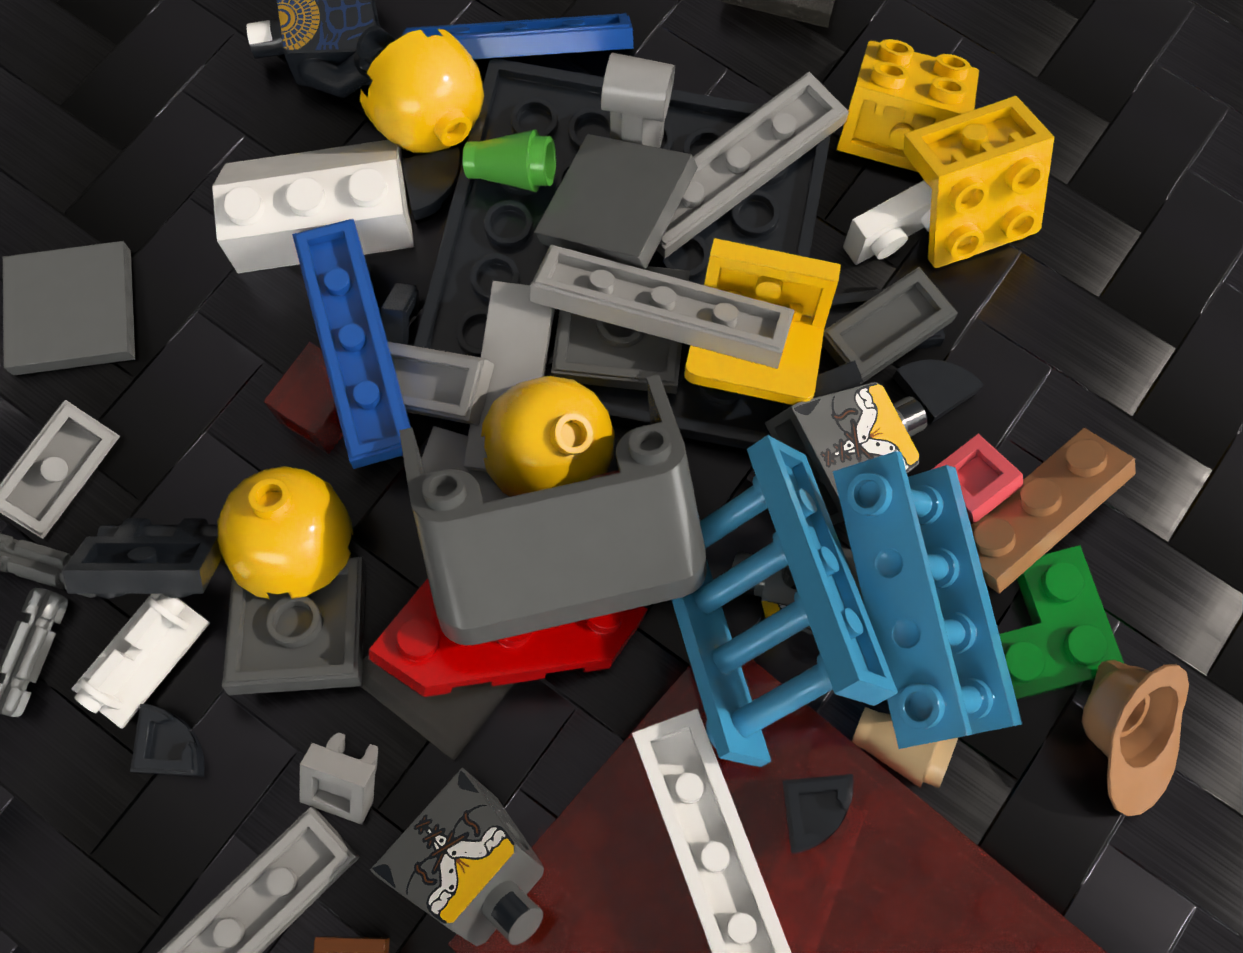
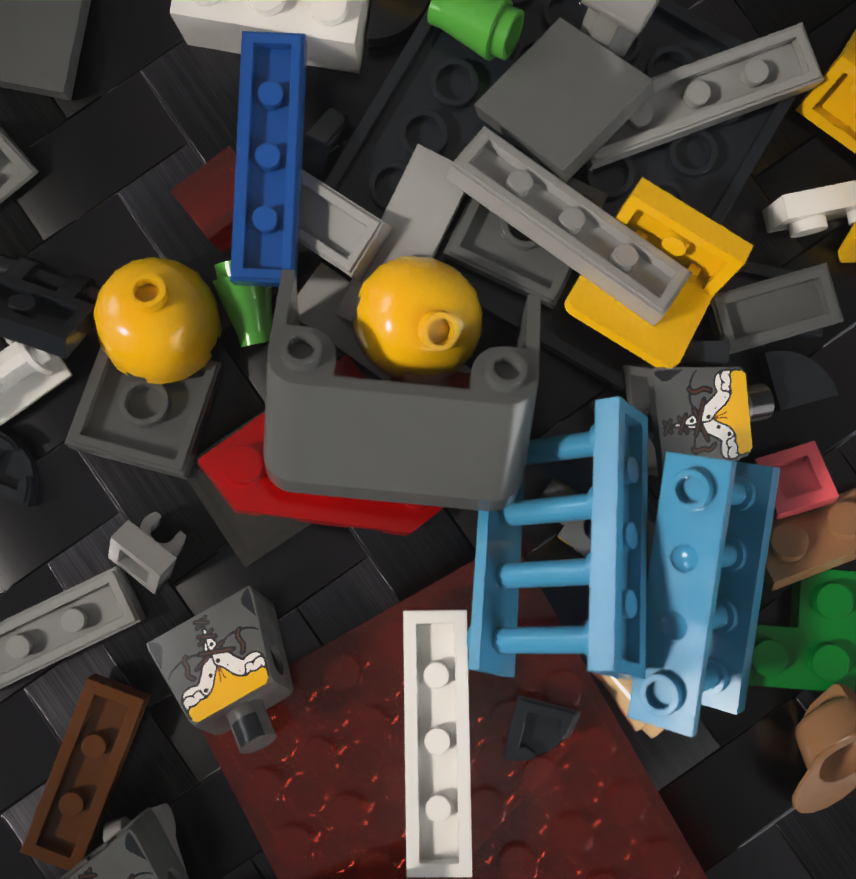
camera: 20 degrees right, 15 degrees up
(370, 491) = (246, 307): none -> bright green cone

